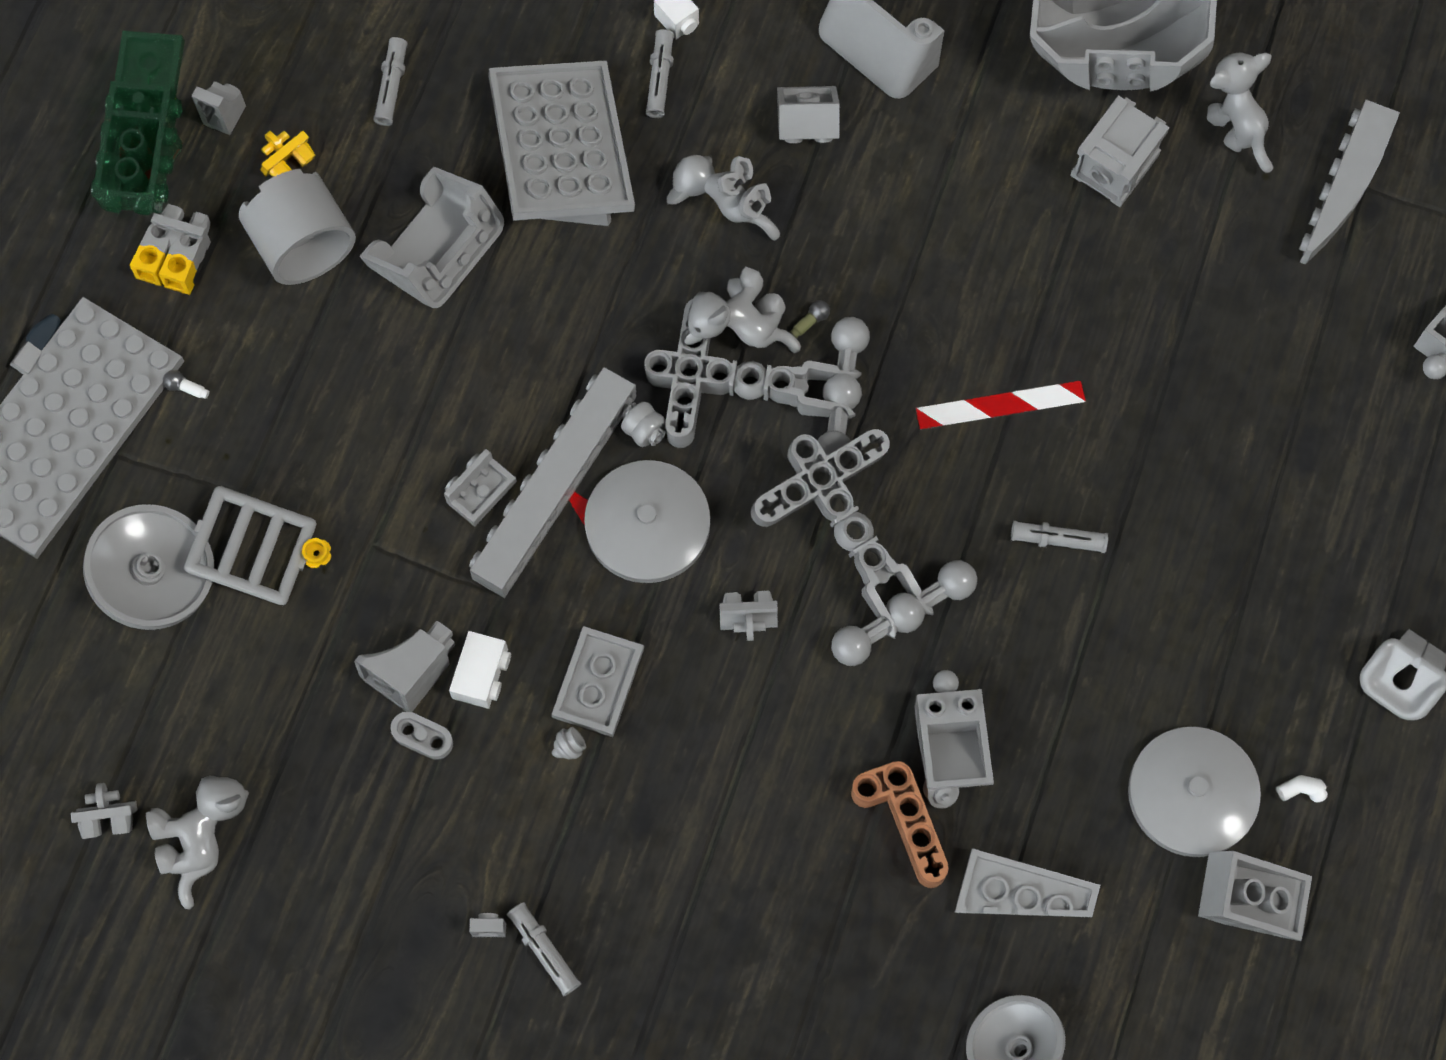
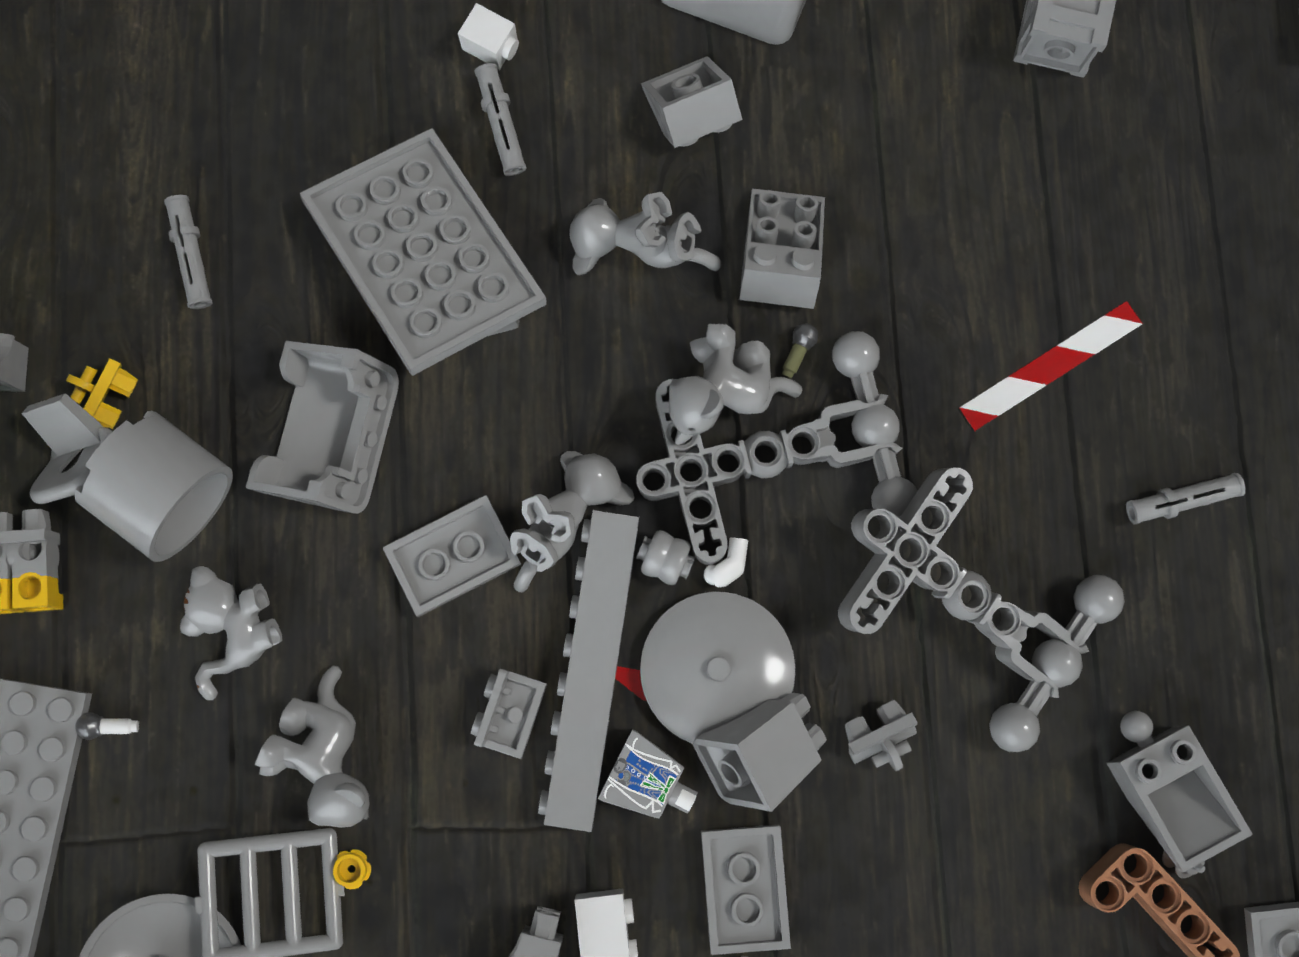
camera: 25 degrees left, 10 degrees up
(250, 168) = (66, 431): none -> light grey piece
(300, 332) = (214, 607): none -> light grey animal
(341, 450) = (335, 796): none -> light grey animal
(487, 364) = (451, 556): none -> light grey plate
(558, 573) = (646, 780): none -> torso
(609, 348) = (588, 482): none -> light grey animal
(652, 584) = (762, 753): none -> light grey hips
(689, 452) = (731, 567): none -> white arm
(829, 242) = (783, 249): none -> light grey slope

